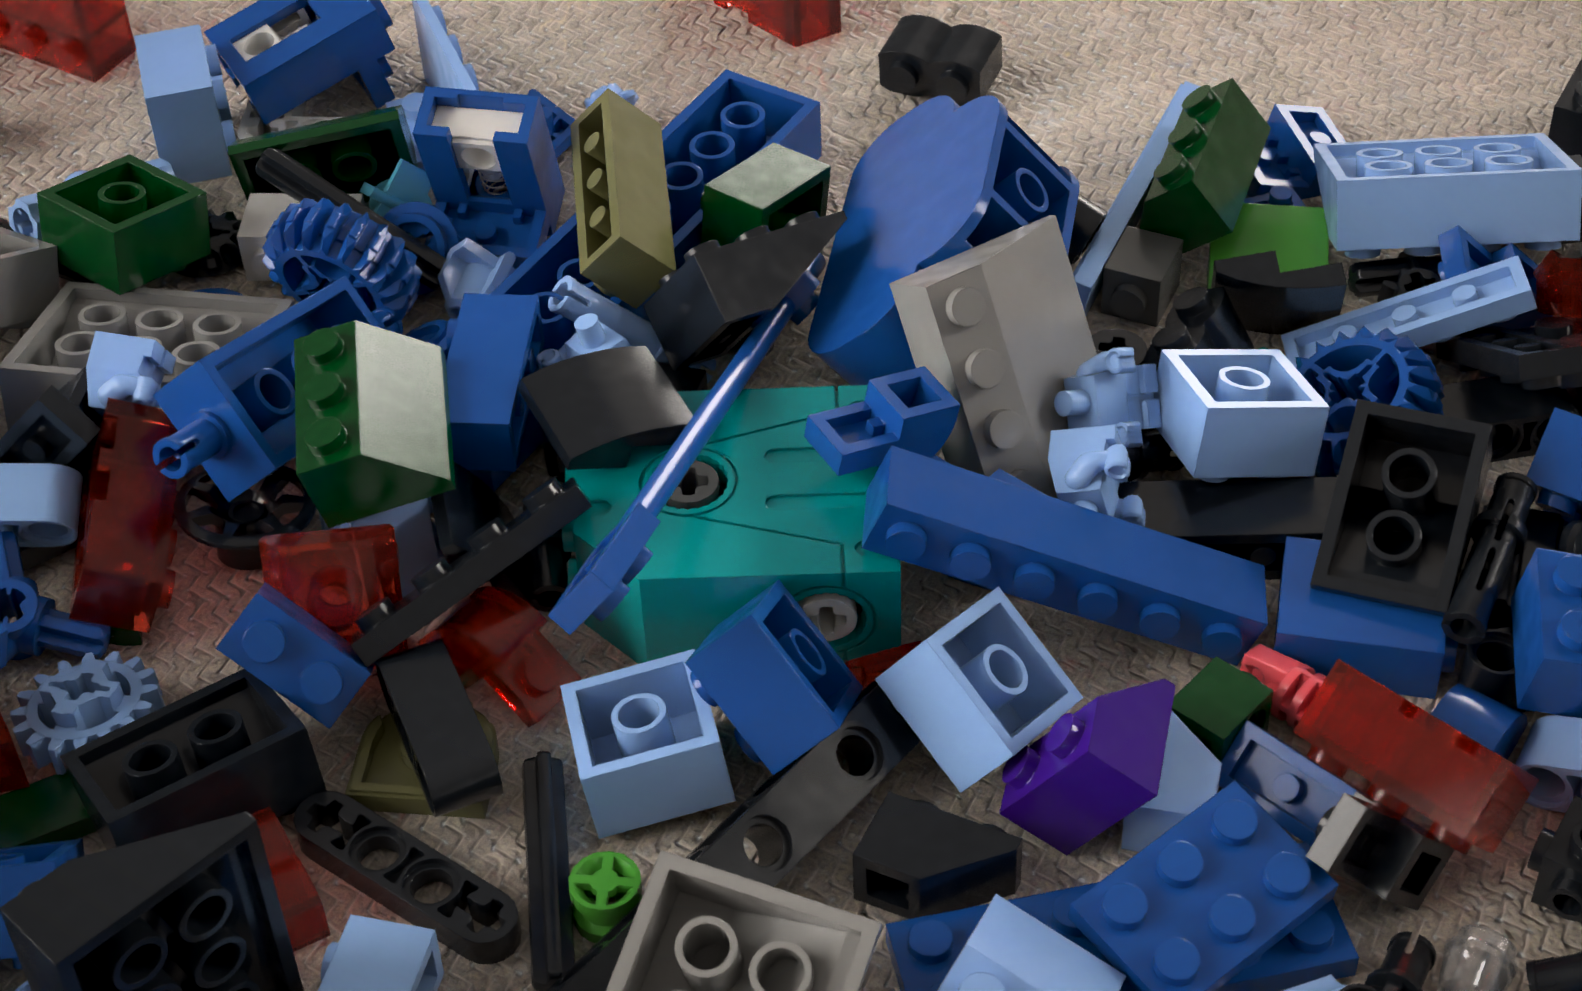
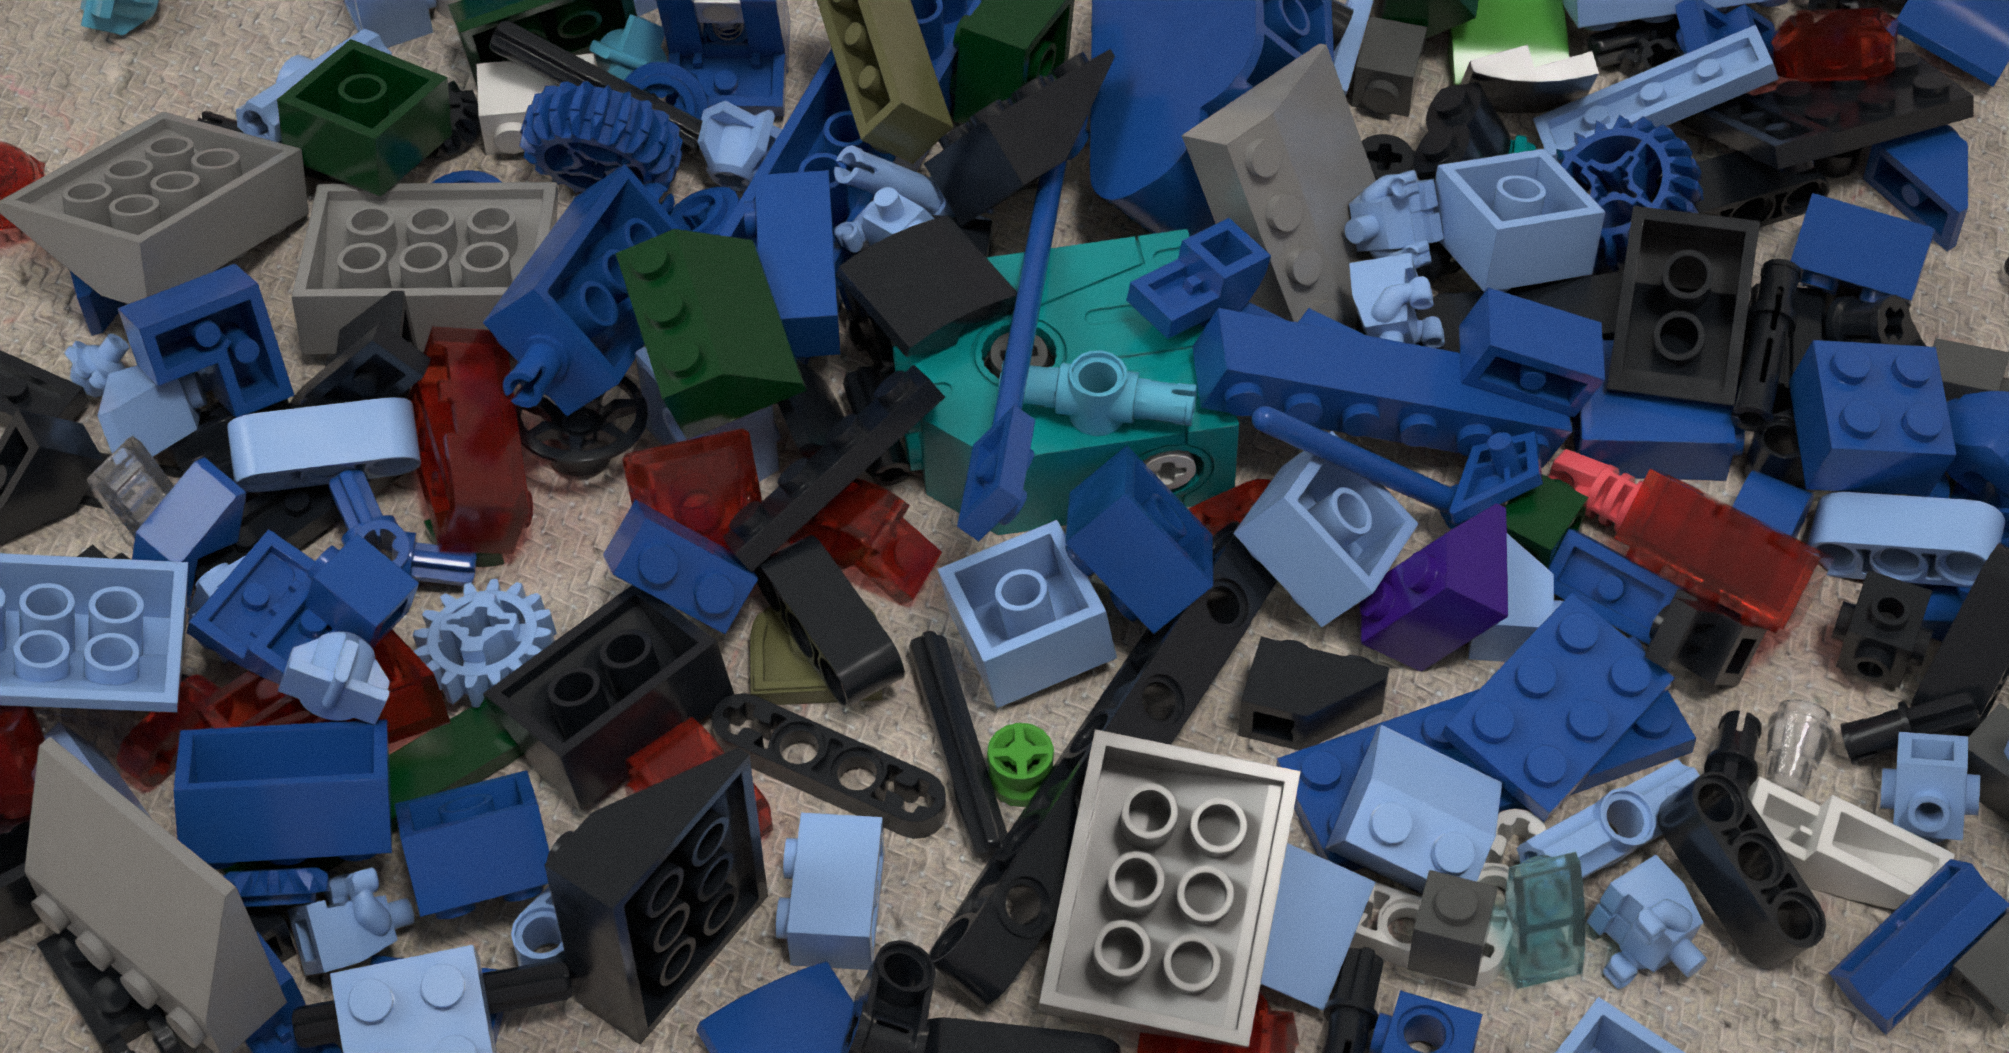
camera: 10 degrees left, 10 degrees up
(125, 369) = (434, 296): light blue piece -> none
(759, 522) = (1104, 395): none -> medium azure pin
(1025, 620) = (1356, 459): none -> blue piece
(1179, 652) = (1497, 474): none -> blue piece
(1231, 536) = (1531, 352): none -> blue brick

